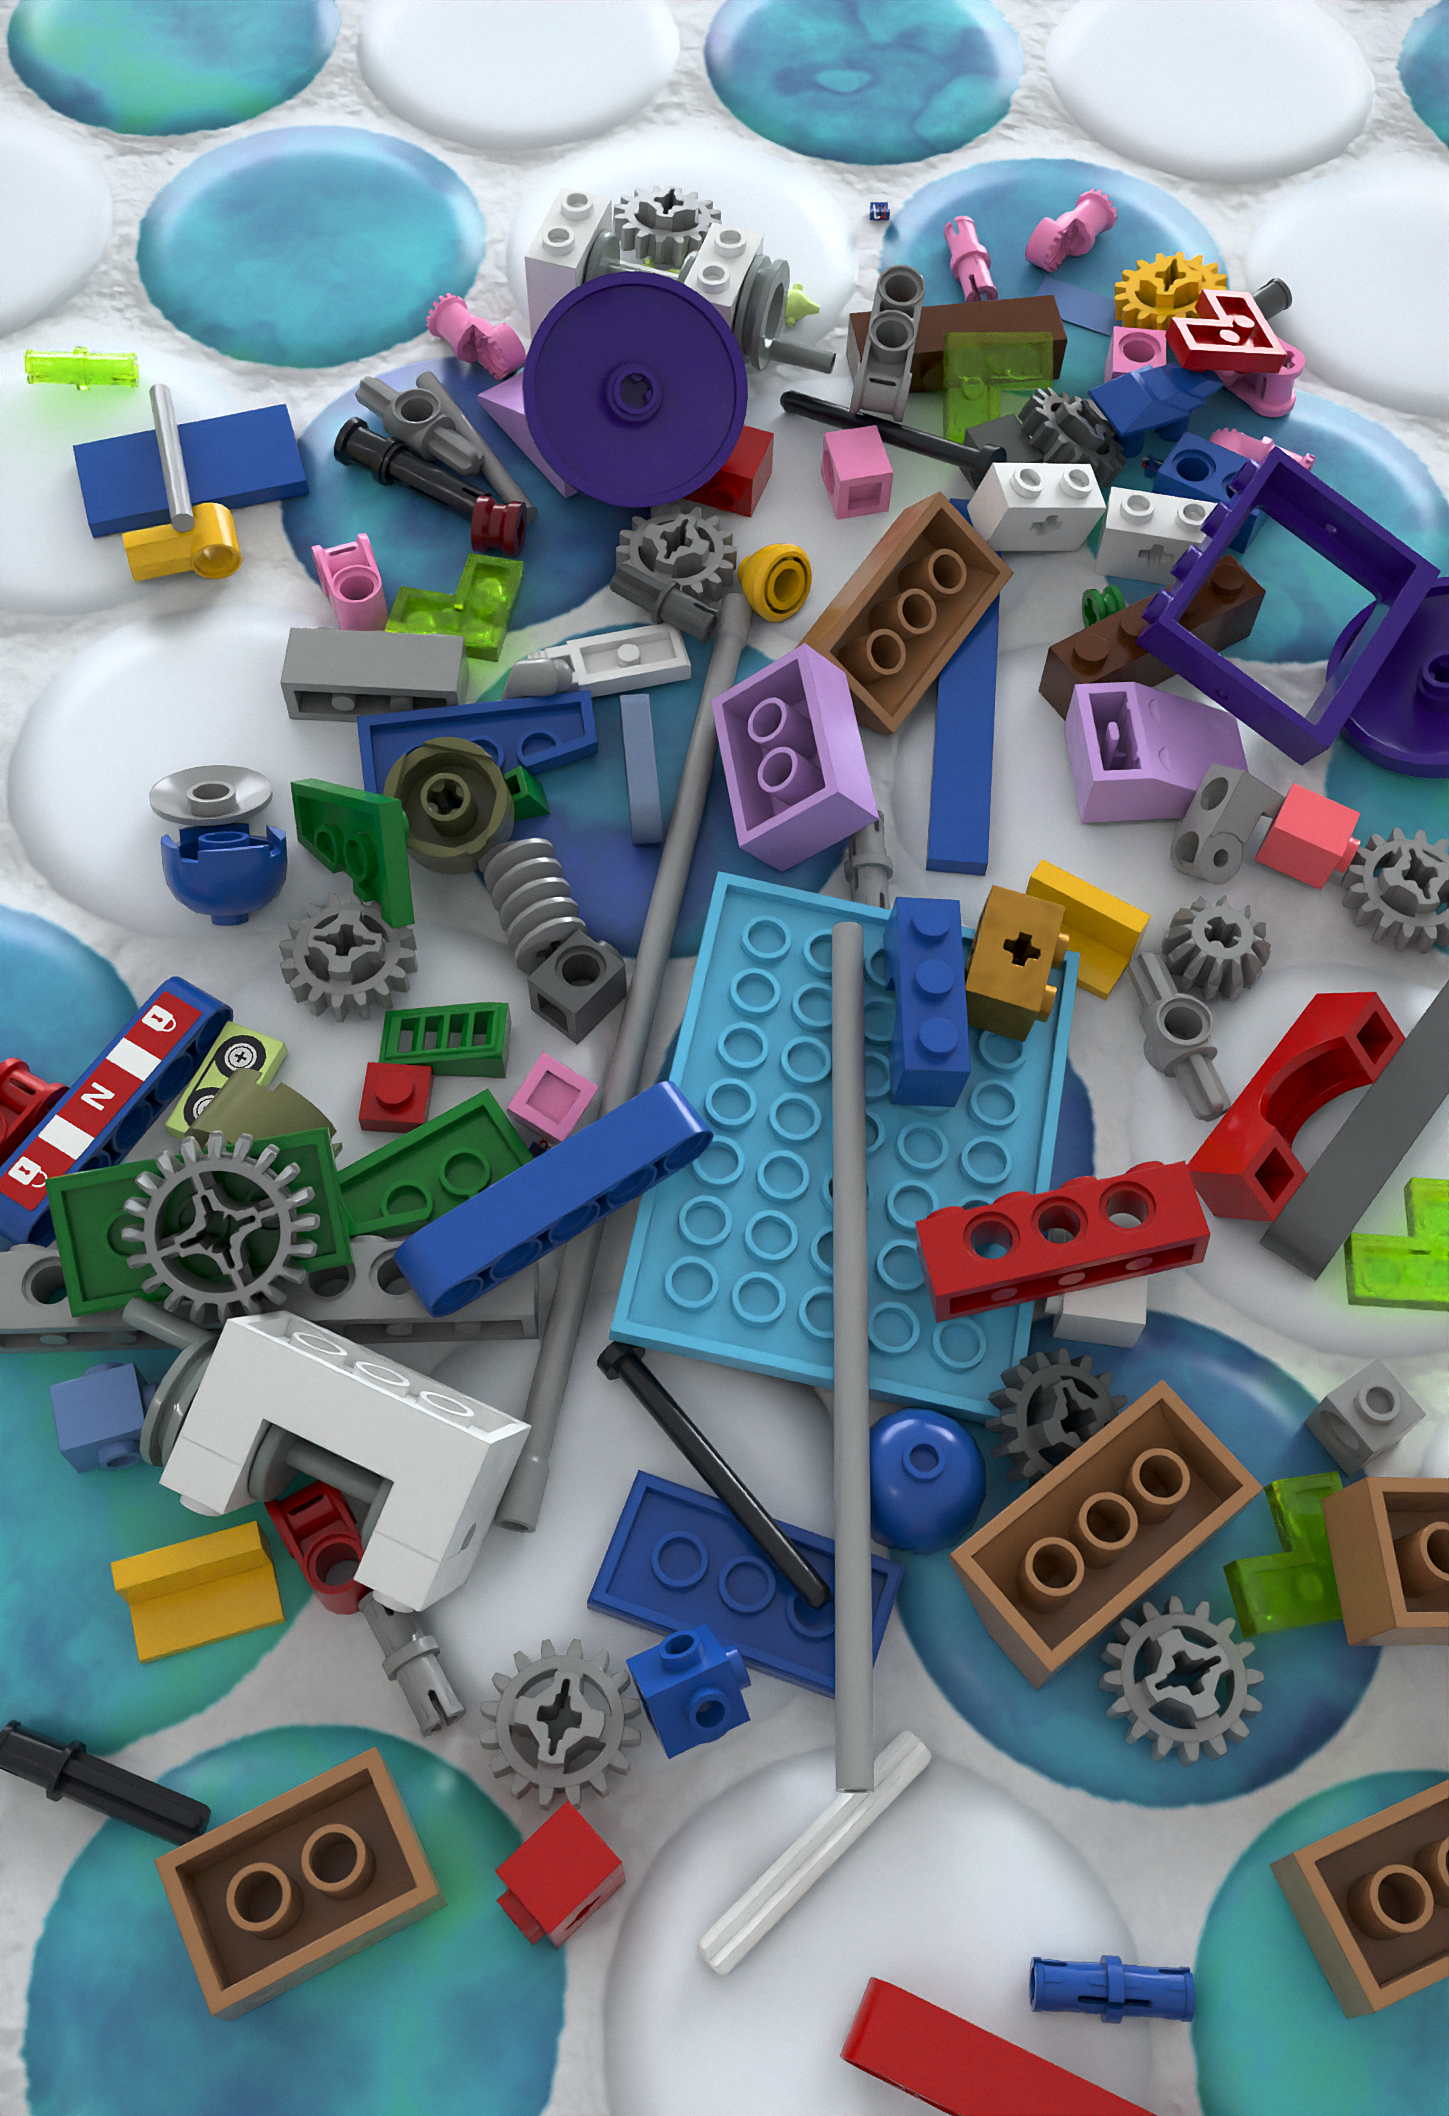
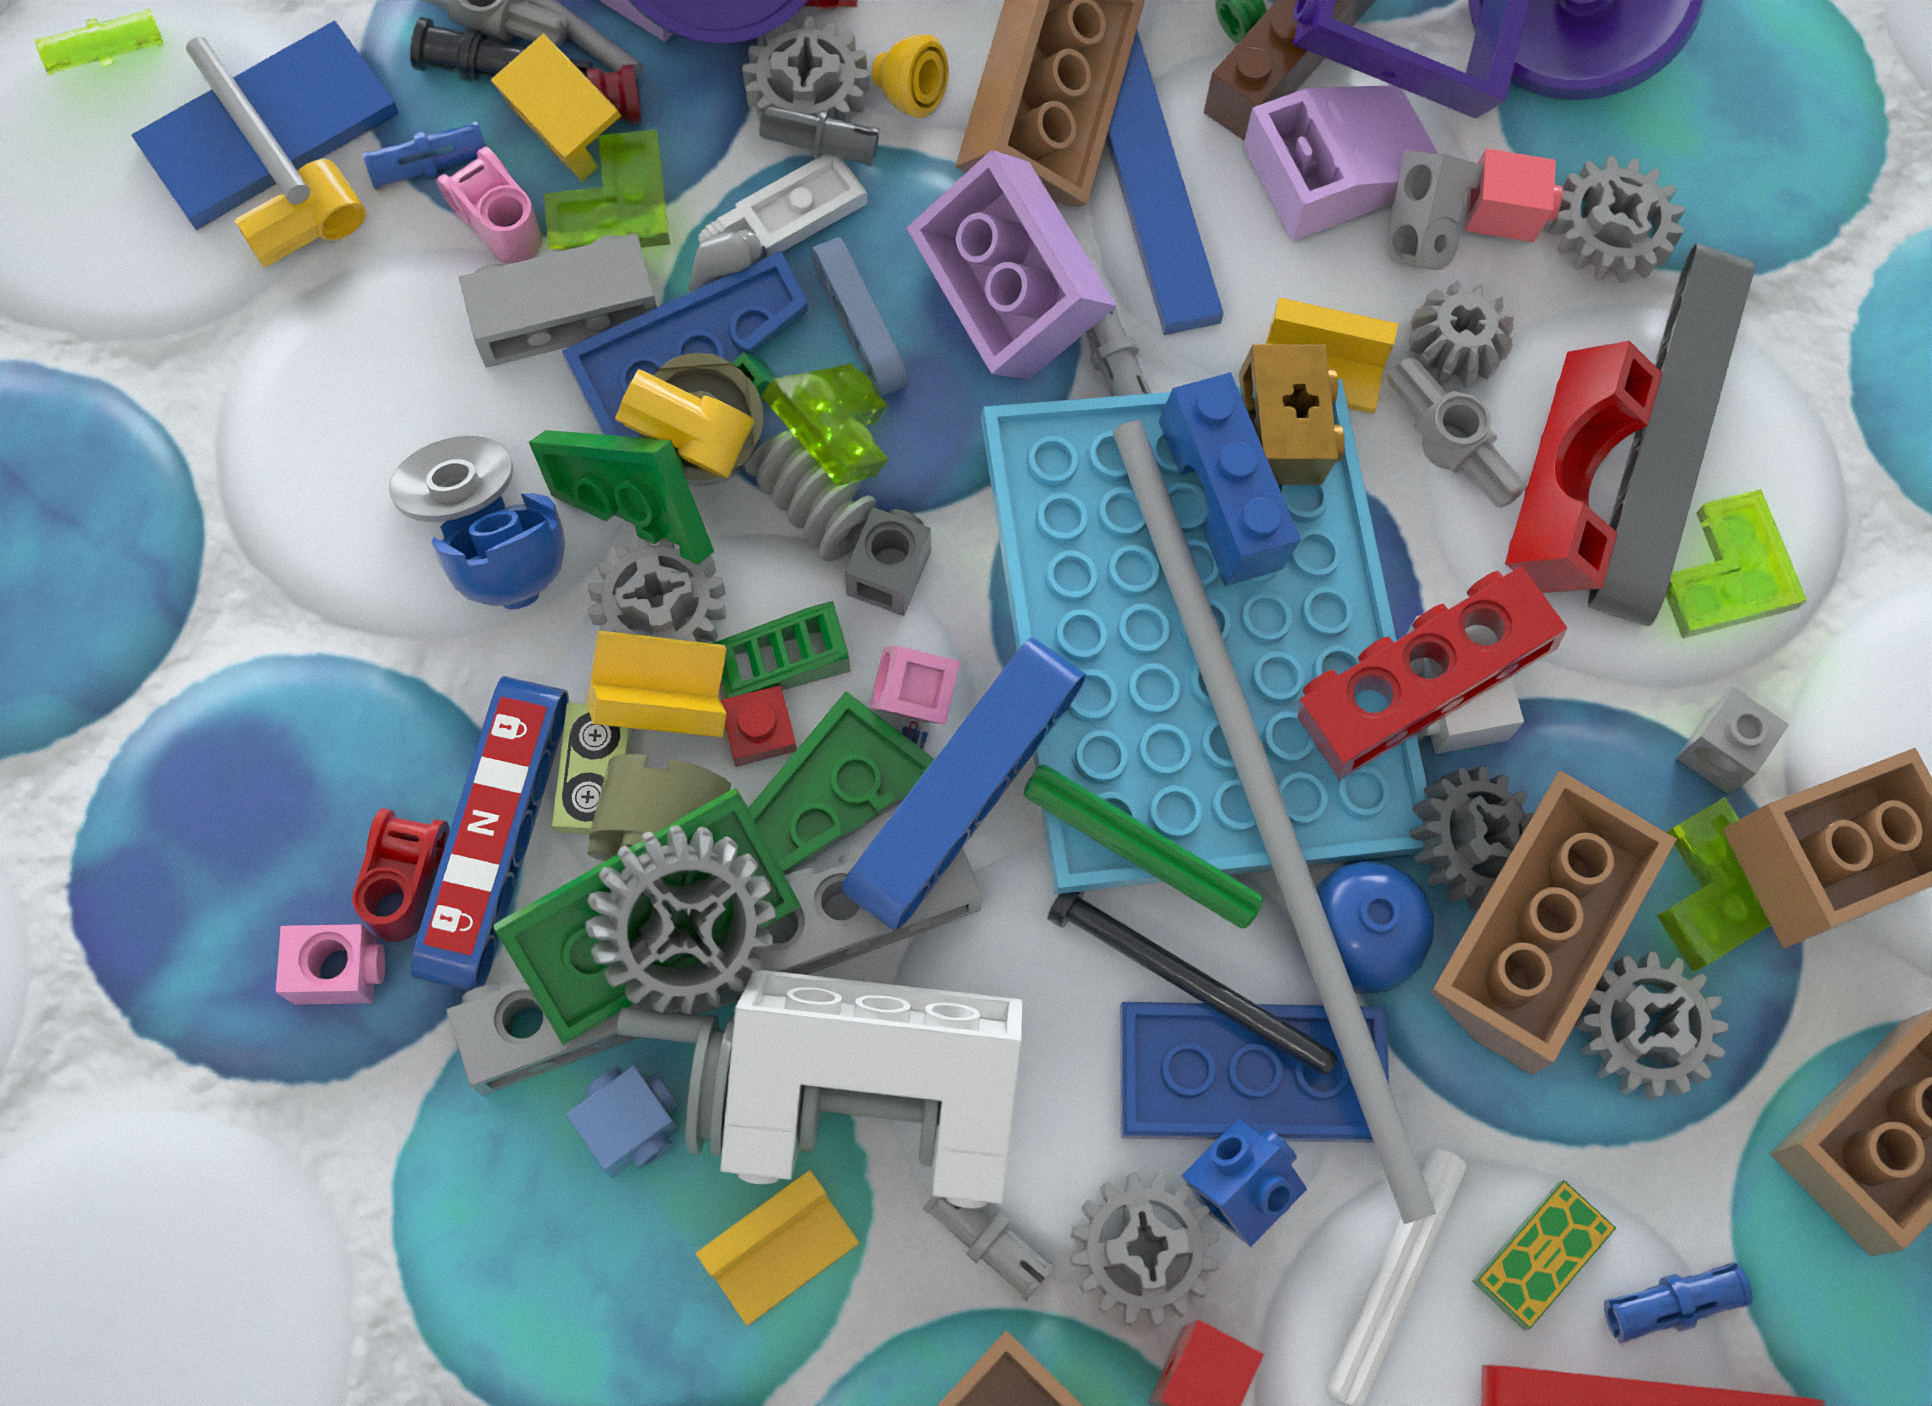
camera: 20 degrees left, 10 degrees up
(278, 528) = (385, 164): none -> blue pin
(312, 1024) = (657, 684): none -> yellow panel
(319, 1534) = (859, 1156): red piece -> none
(434, 802) = (699, 429): none -> yellow piece
(442, 514) = (556, 103): none -> yellow panel
(526, 1487) = (954, 577): light grey piece -> none
(572, 841) = (829, 418): none -> clear neon green plate
(710, 1318) = (1143, 846): none -> green axle
(982, 1885) = (1544, 1255): none -> green tile

